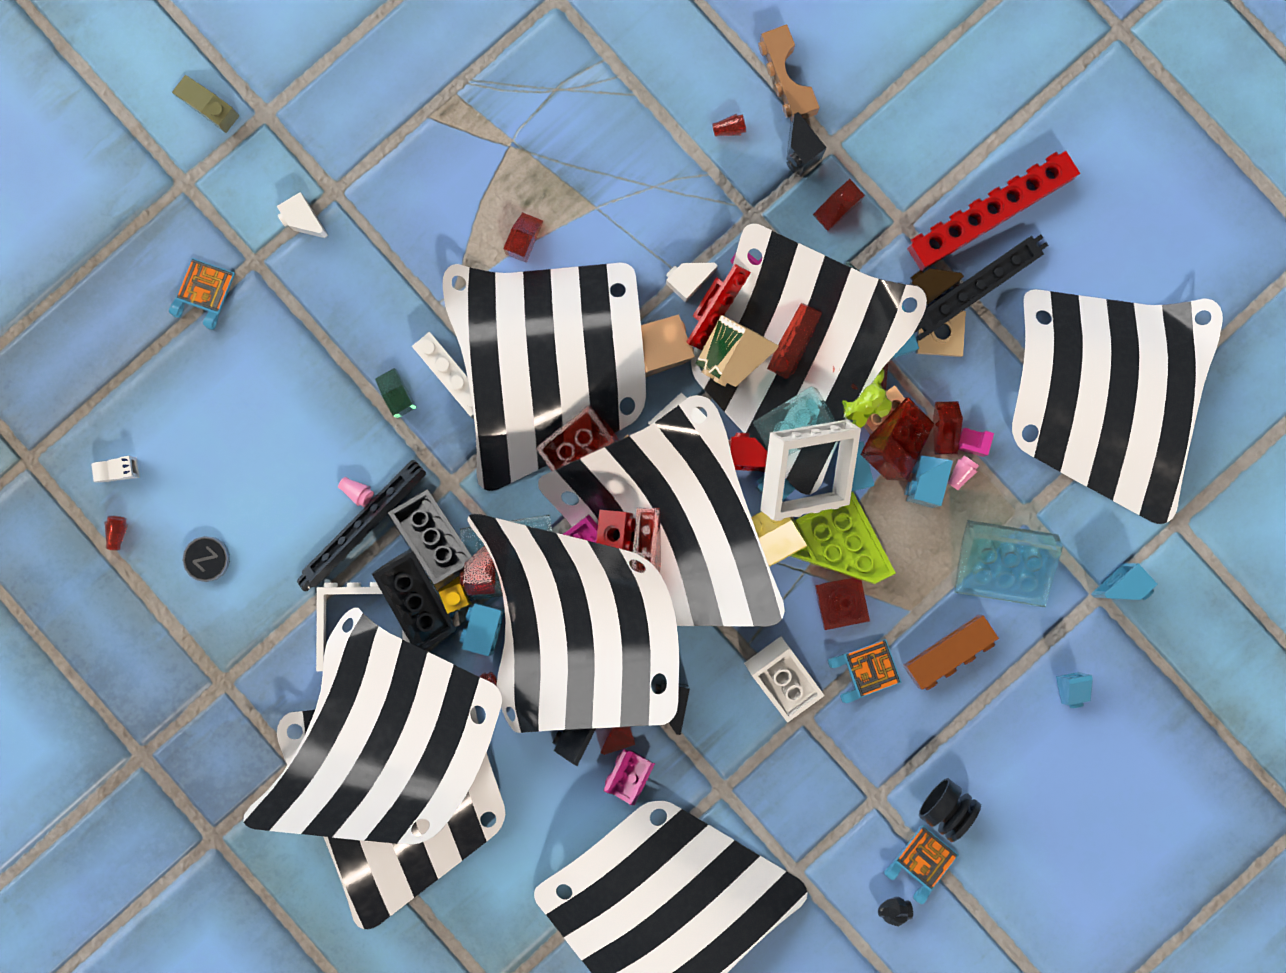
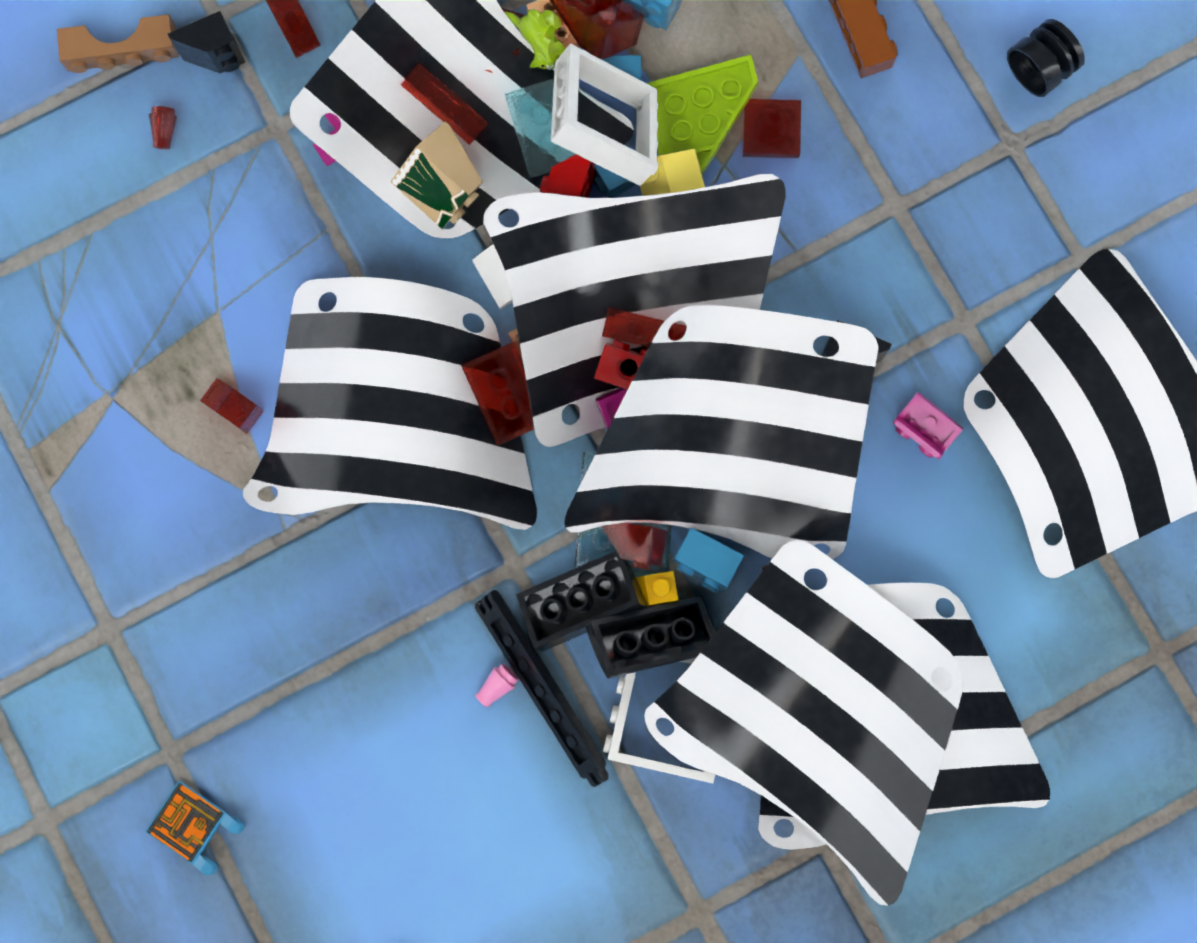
camera: 75 degrees left, 5 degrees down
(206, 559) = (537, 899): black tile -> none
(300, 216) = (130, 676): white slope -> none
(395, 393) = (385, 607): slope -> none
(446, 370) = (366, 537): white arch -> none
(573, 743) = (873, 481): black slope -> none
(618, 739) = (880, 429): clear red slope -> none
(665, 345) = (409, 257): light nougat slope -> none
(689, 278) = (335, 217): white slope -> none
(715, 304) = (375, 189): red bracket -> none
(784, 679) = (847, 216): white slope -> none
(869, 668) = (858, 115): flag -> none
(896, 911) = (1152, 149): black rock -> none
(924, 859) = (1098, 104): flag -> none

